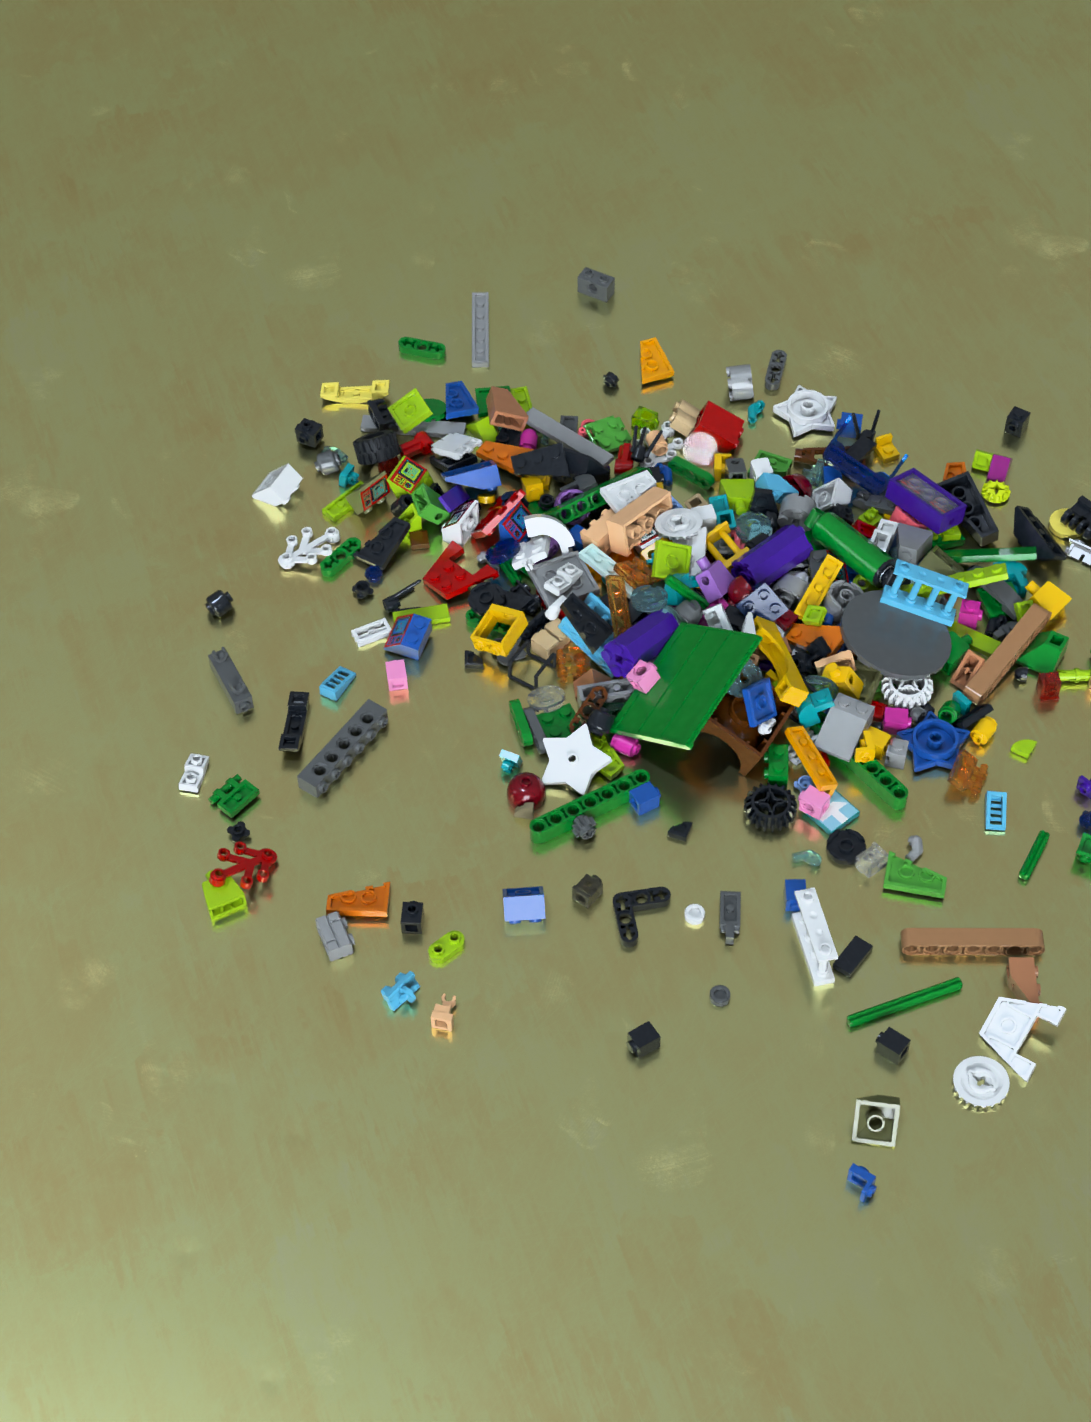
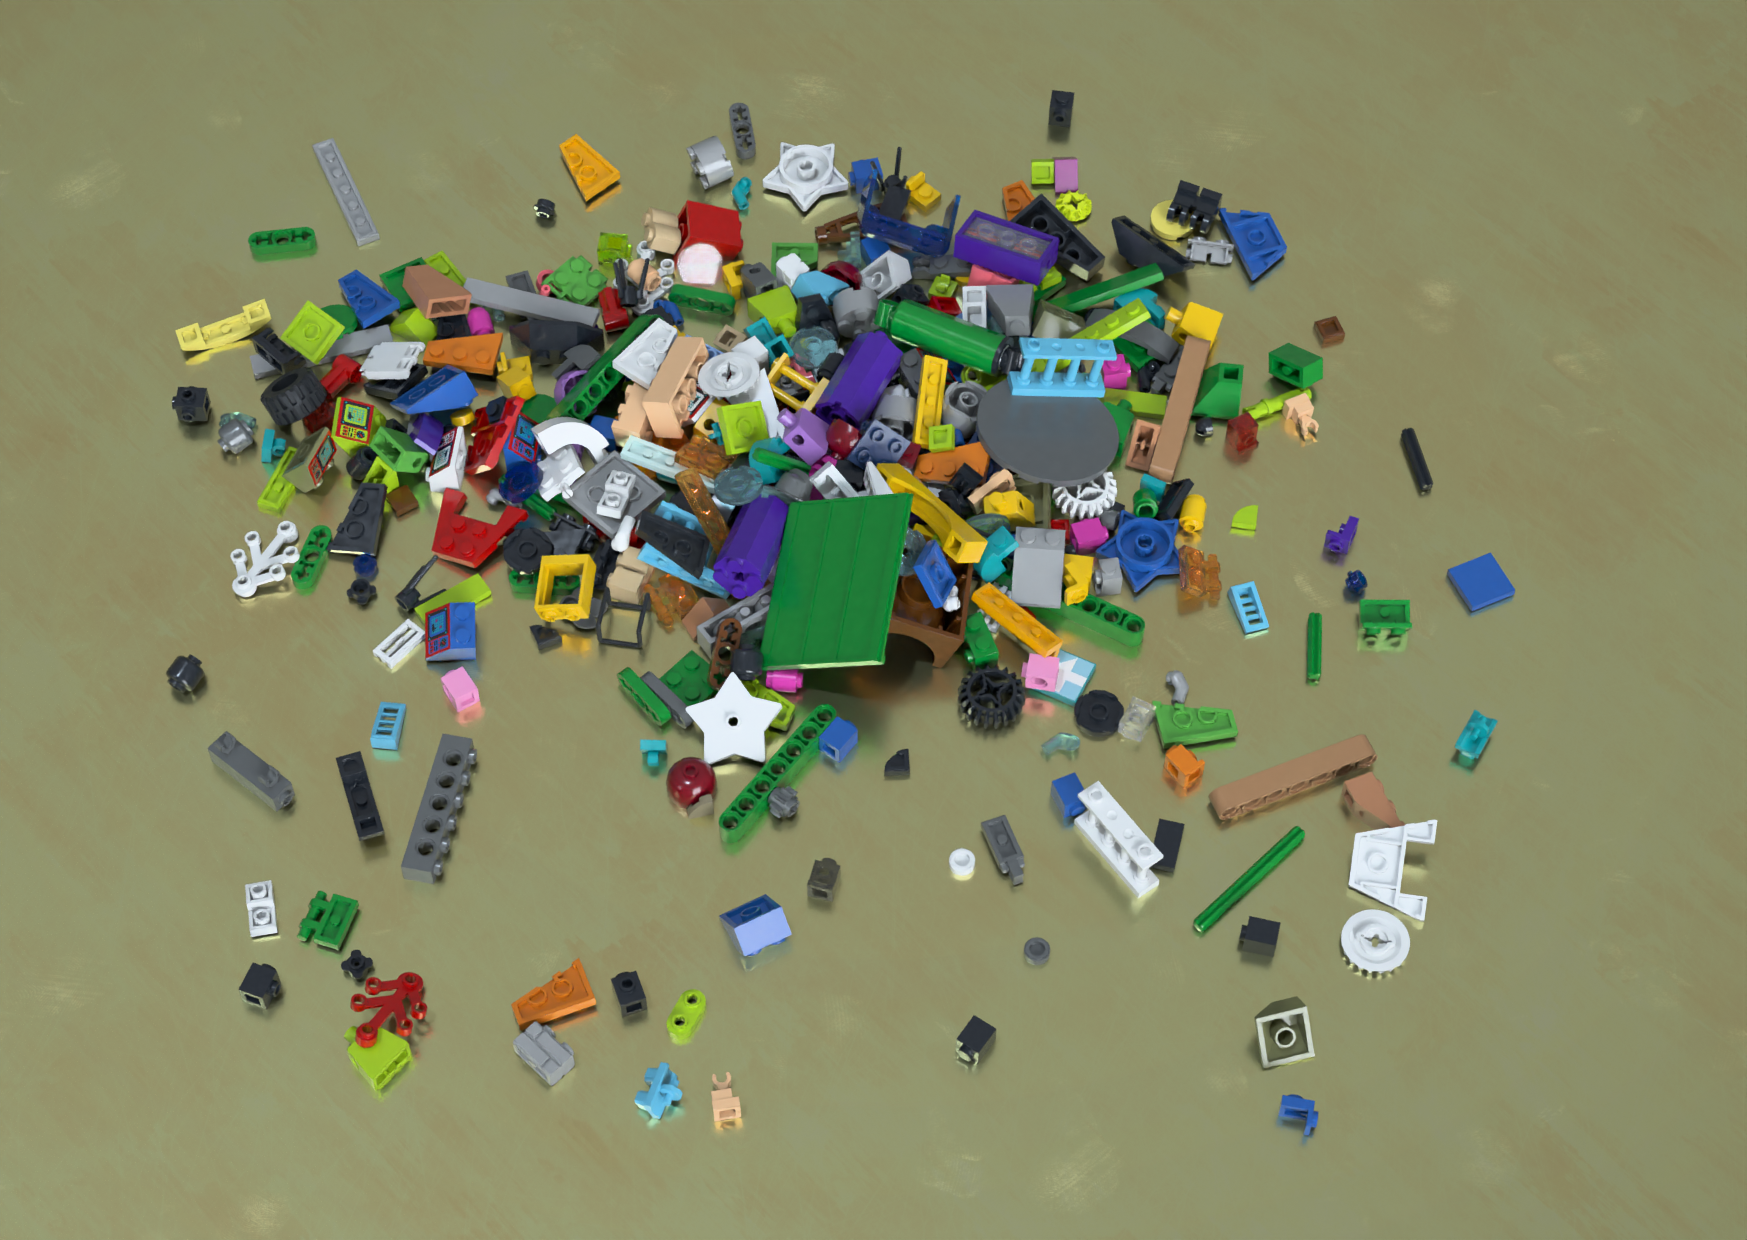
camera: 25 degrees left, 5 degrees up
(167, 821) = (260, 985): none -> black brick
(278, 486) = (184, 489): white slope -> none
(544, 461) = (517, 348): black wing -> none
(546, 502) = (542, 393): black plate -> none
(546, 698) = (661, 654): clear tile -> none
(596, 284) = (468, 85): dark grey brick -> none
(631, 905) = (884, 879): black beam -> none
(643, 676) = (777, 588): bright pink brick -> none
(803, 780) = (1018, 648): light blue plate -> none
(891, 904) = (1183, 765): none -> orange brick
(1021, 608) = (1174, 347): lime tile -> none

